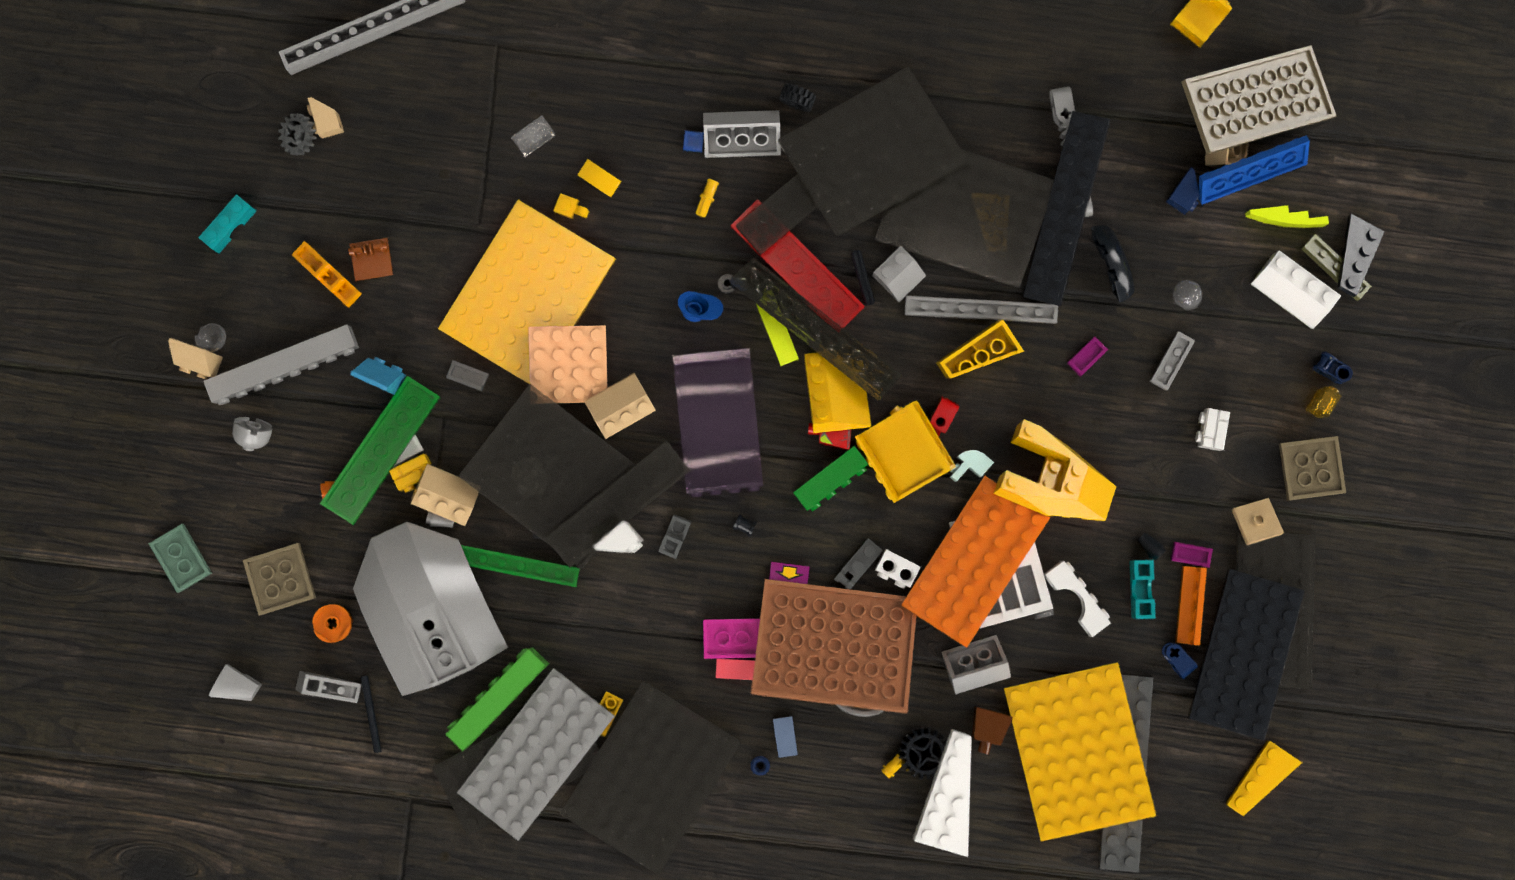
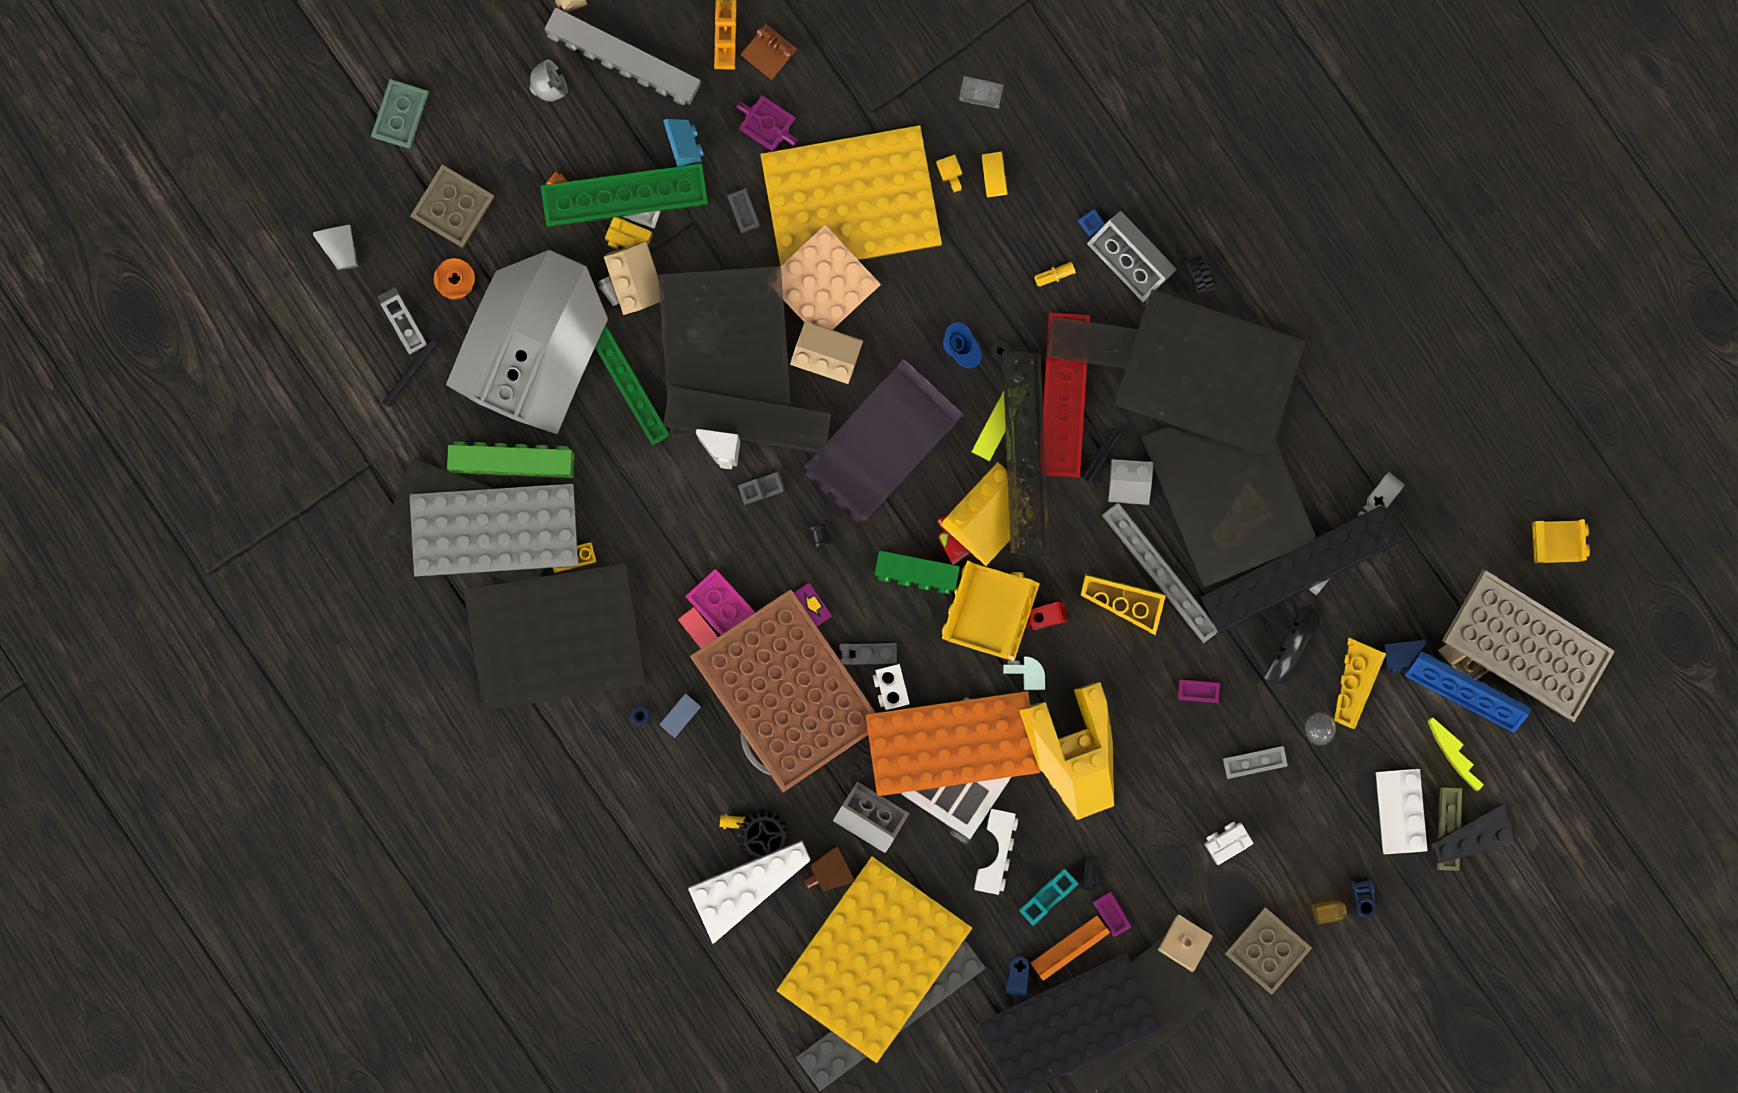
camera: 50 degrees right, 0 degrees up
(420, 304) = (767, 123): none -> magenta plate
(1175, 235) = (1358, 679): none -> yellow wing

